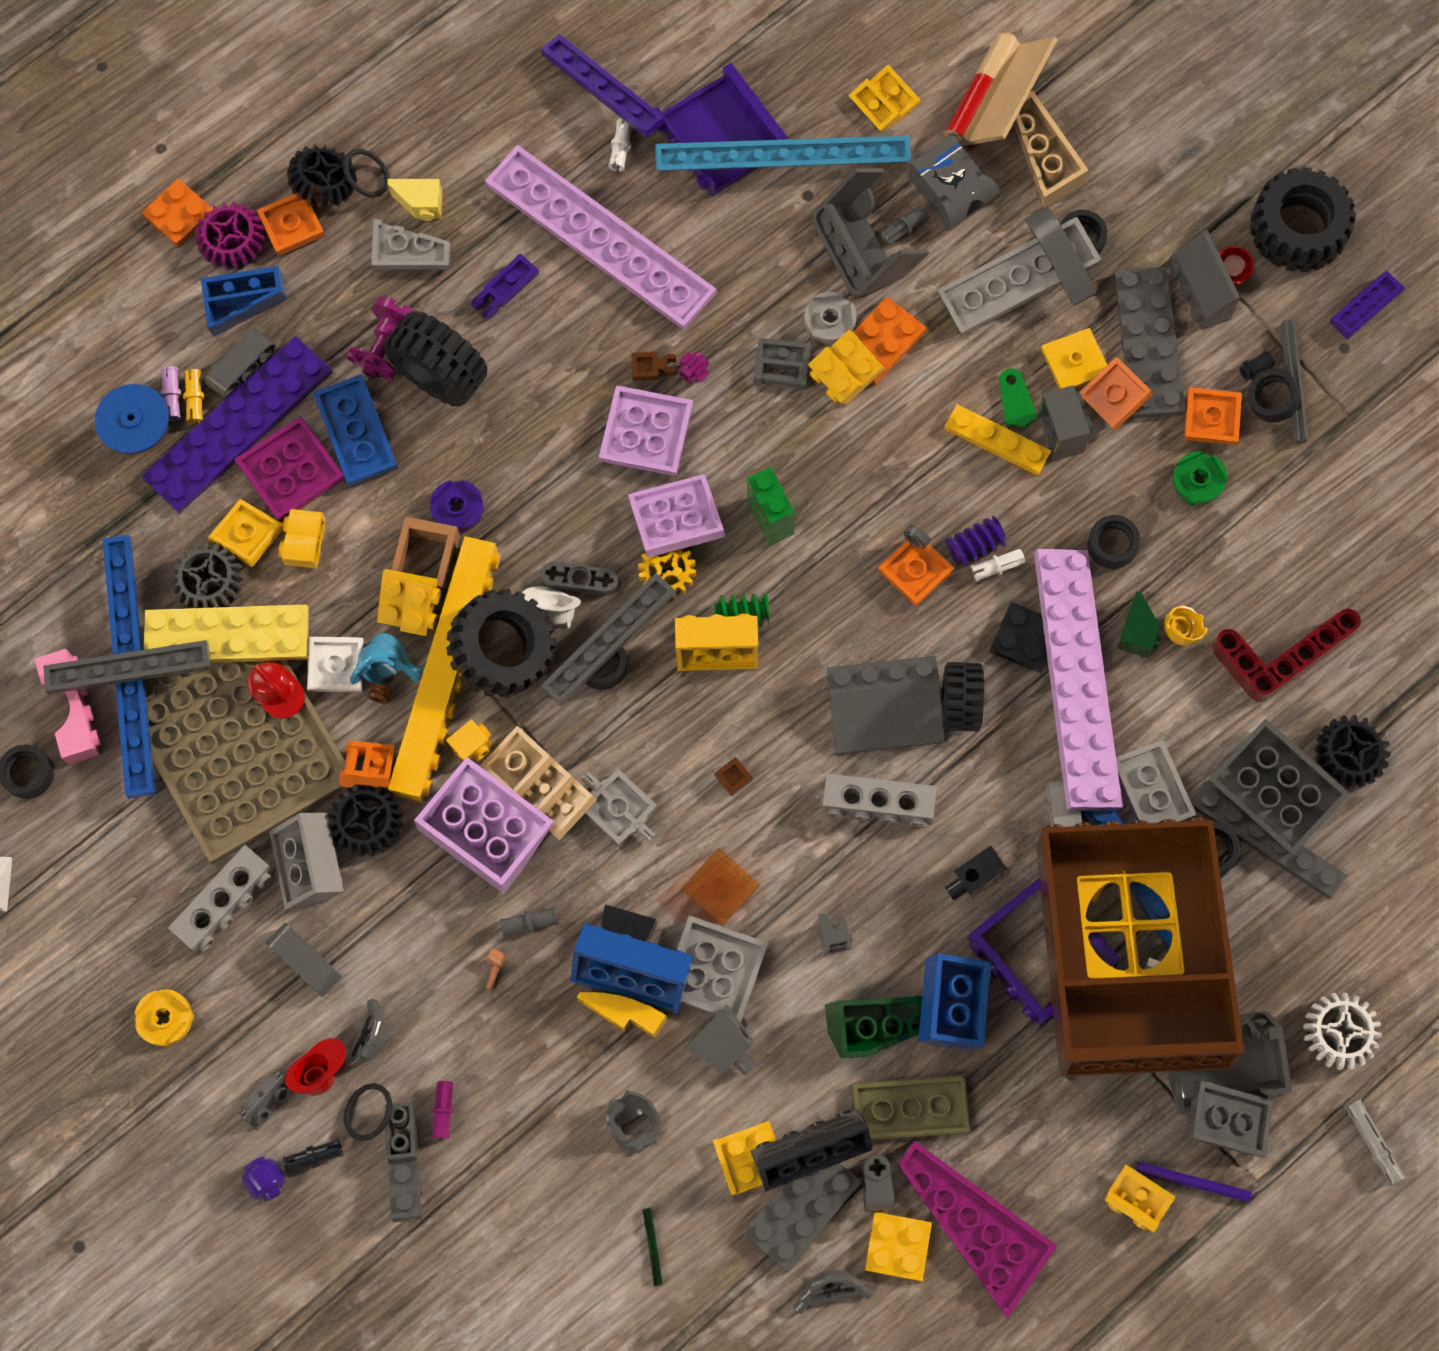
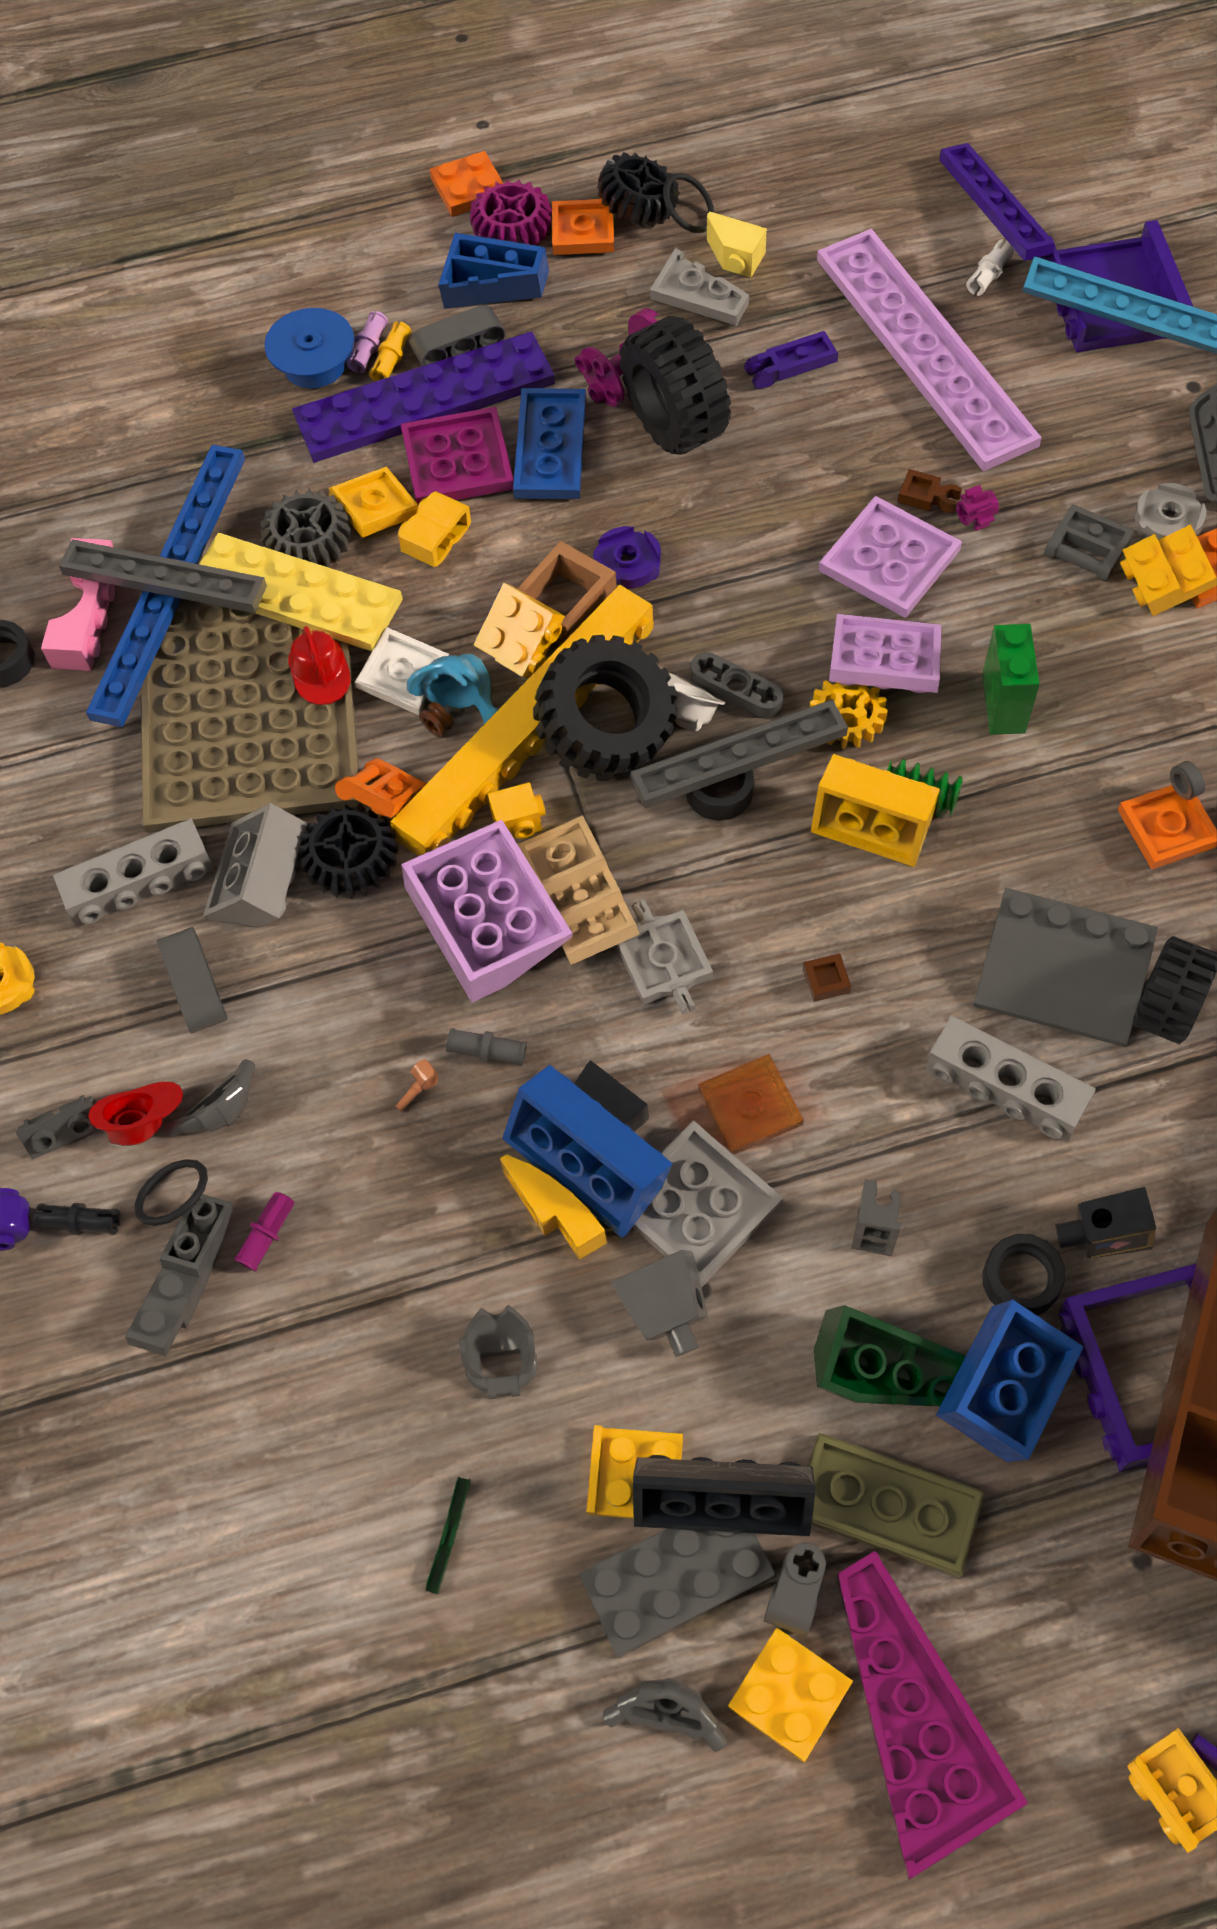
camera: 25 degrees right, 10 degrees down
(940, 907) = (1036, 1248): none -> black tyre

